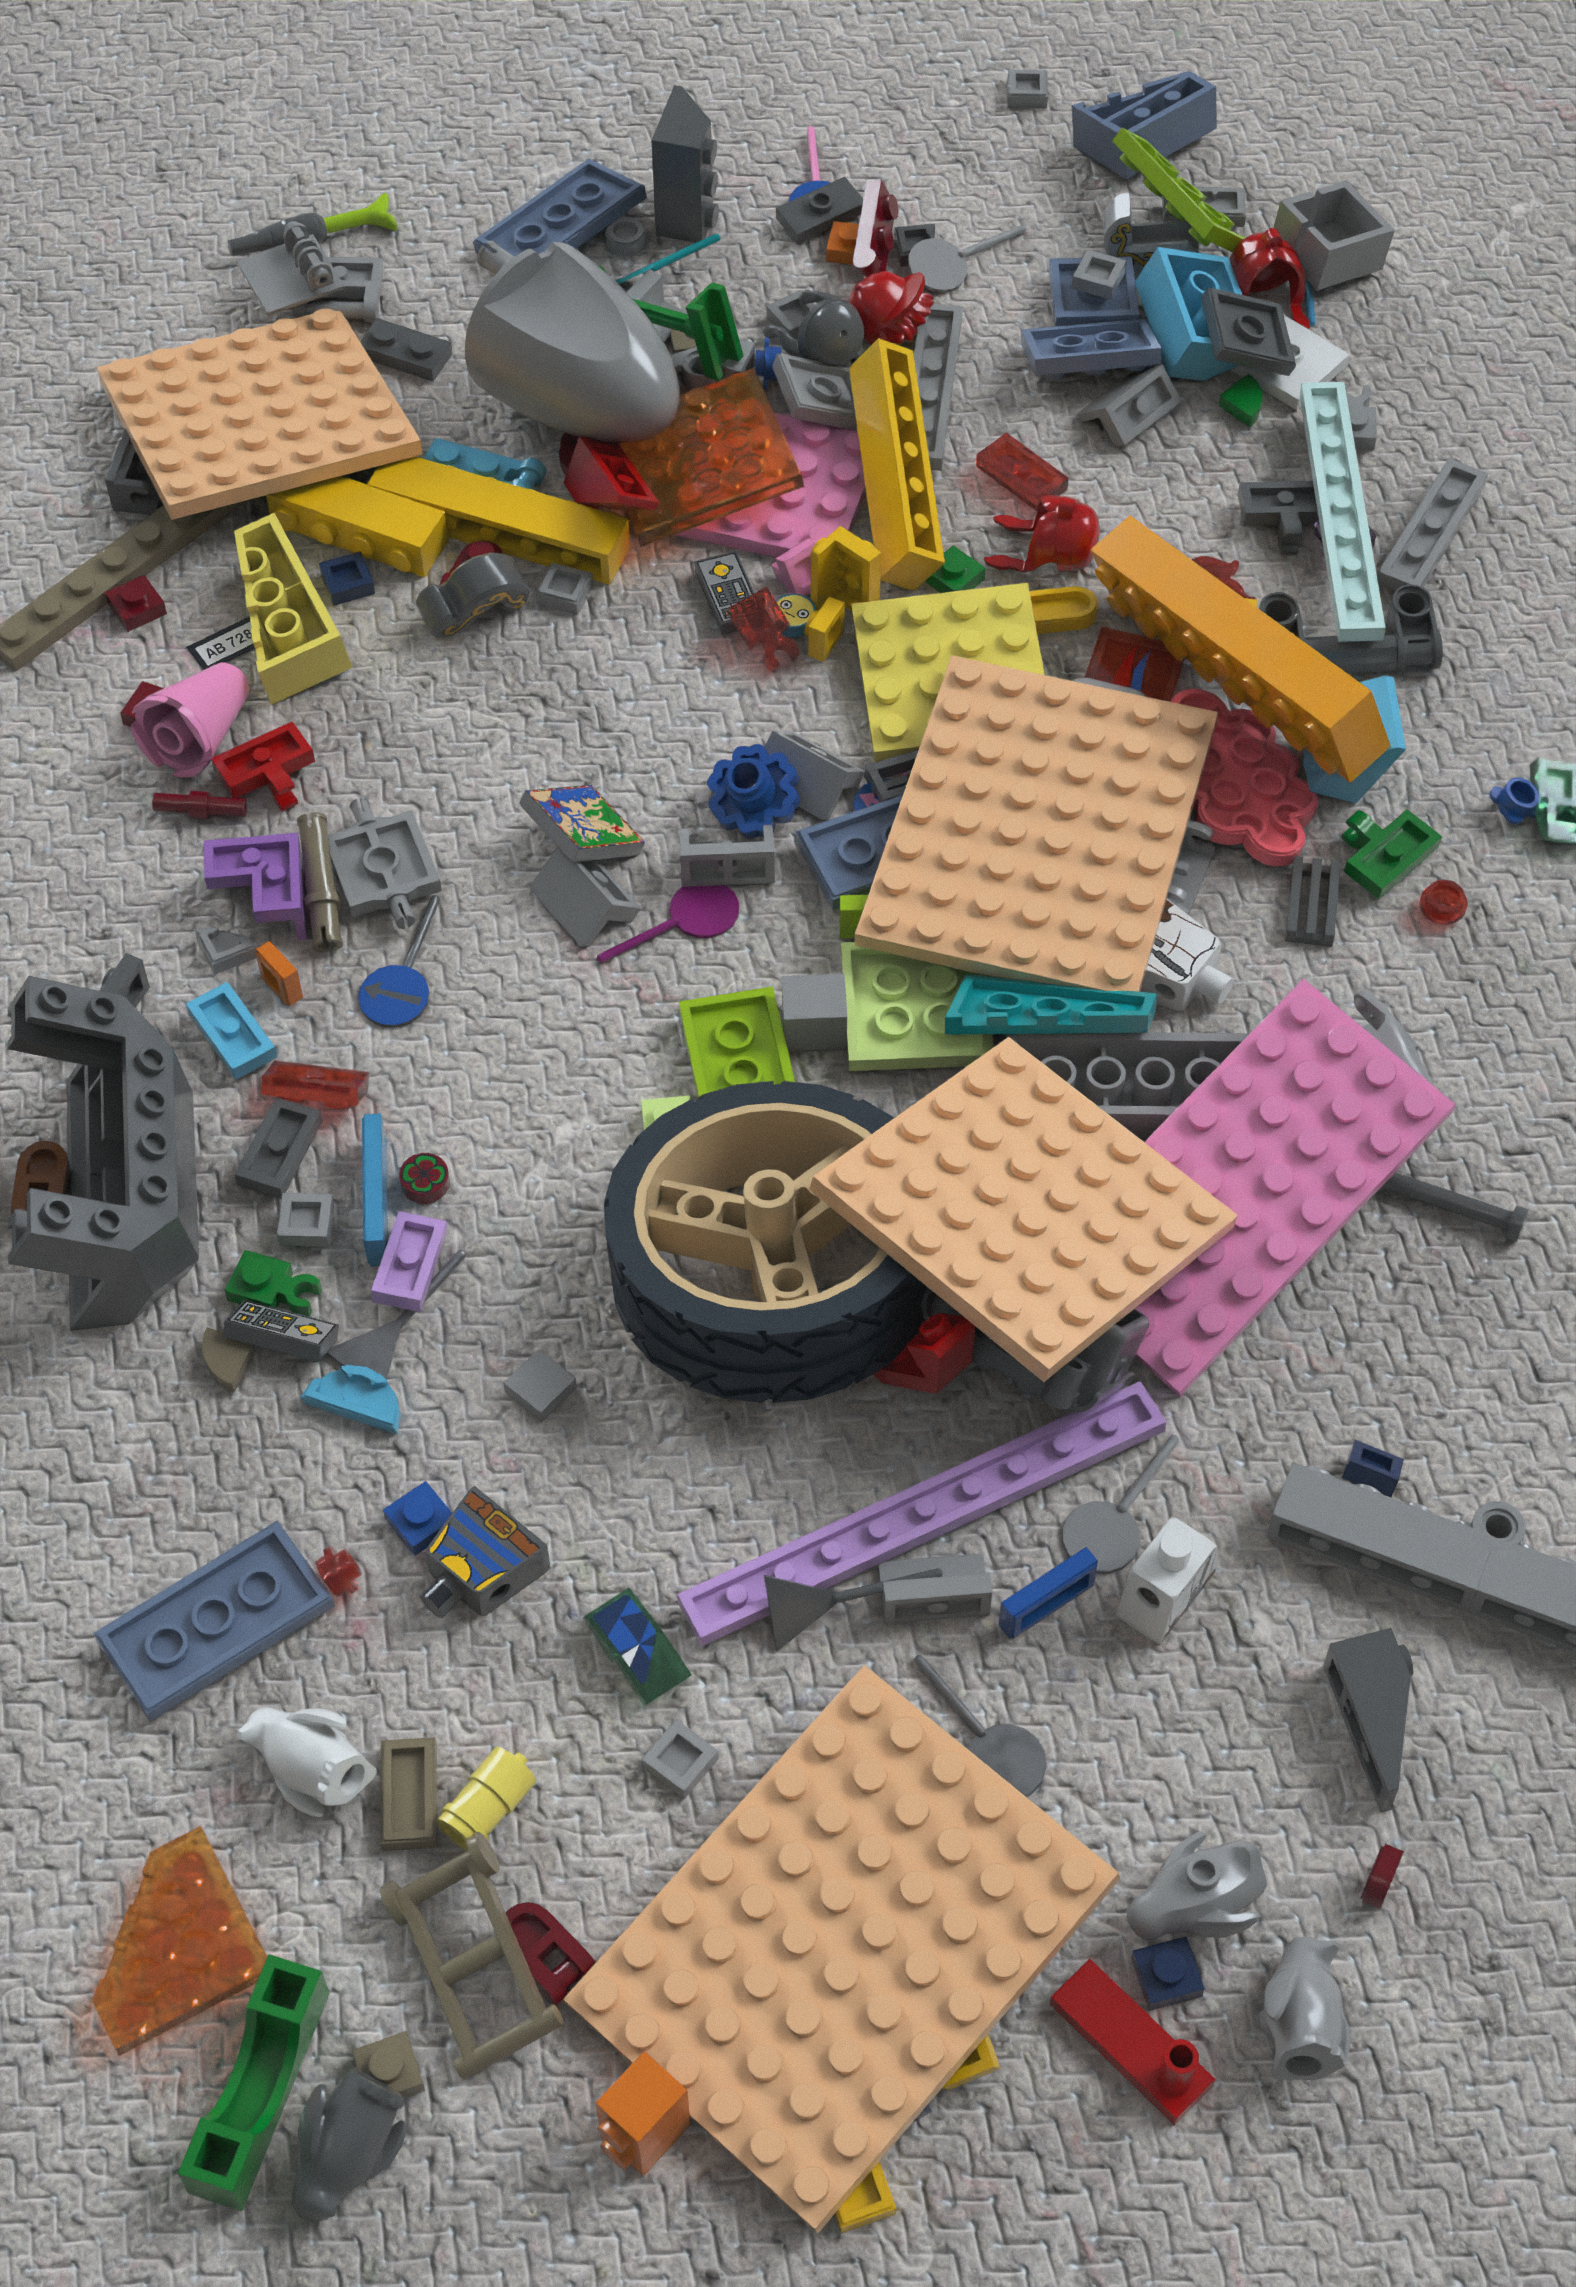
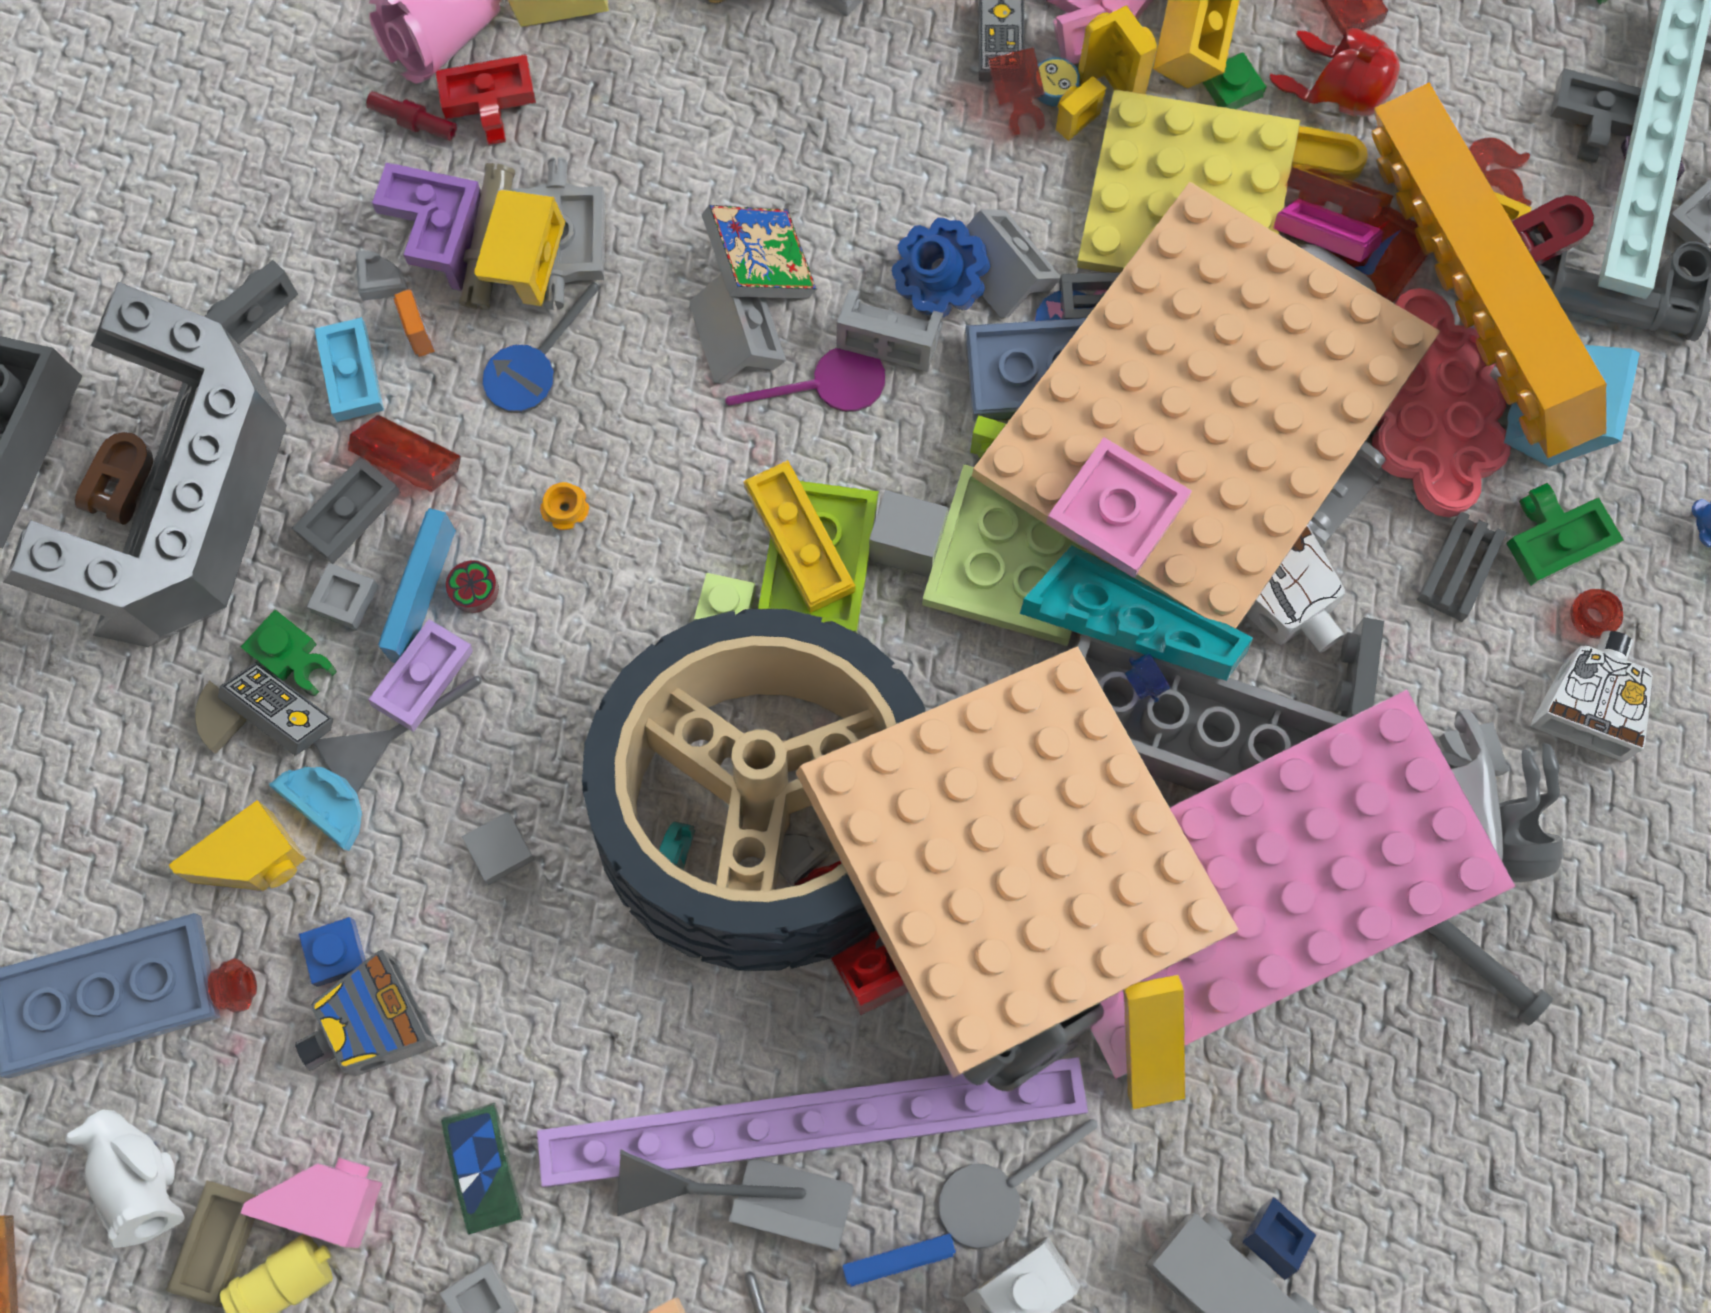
camera: 20 degrees right, 15 degrees up
(302, 1459) = (243, 853): none -> yellow slope
(361, 870) = (521, 243): none -> yellow panel
(481, 1075) = (561, 494): none -> light orange plate
(498, 1713) = (321, 1202): none -> bright pink slope
(714, 1037) = (799, 536): none -> yellow tile
(998, 920) = (1118, 507): none -> bright pink plate
(1066, 632) = (1321, 186): none -> clear red plate
(1078, 1048) = (1146, 677): none -> clear blue plate
(1088, 663) = (1328, 230): none -> dark pink tile
(1202, 1335) = (1155, 1041): none -> yellow tile
(1255, 991) = (1362, 653): none -> dark grey plate
(1288, 598) = (1560, 222): none -> dark red plate
(1470, 1095) = (1526, 849): none -> dark grey hair
(1473, 968) = (1599, 699): none -> white torso

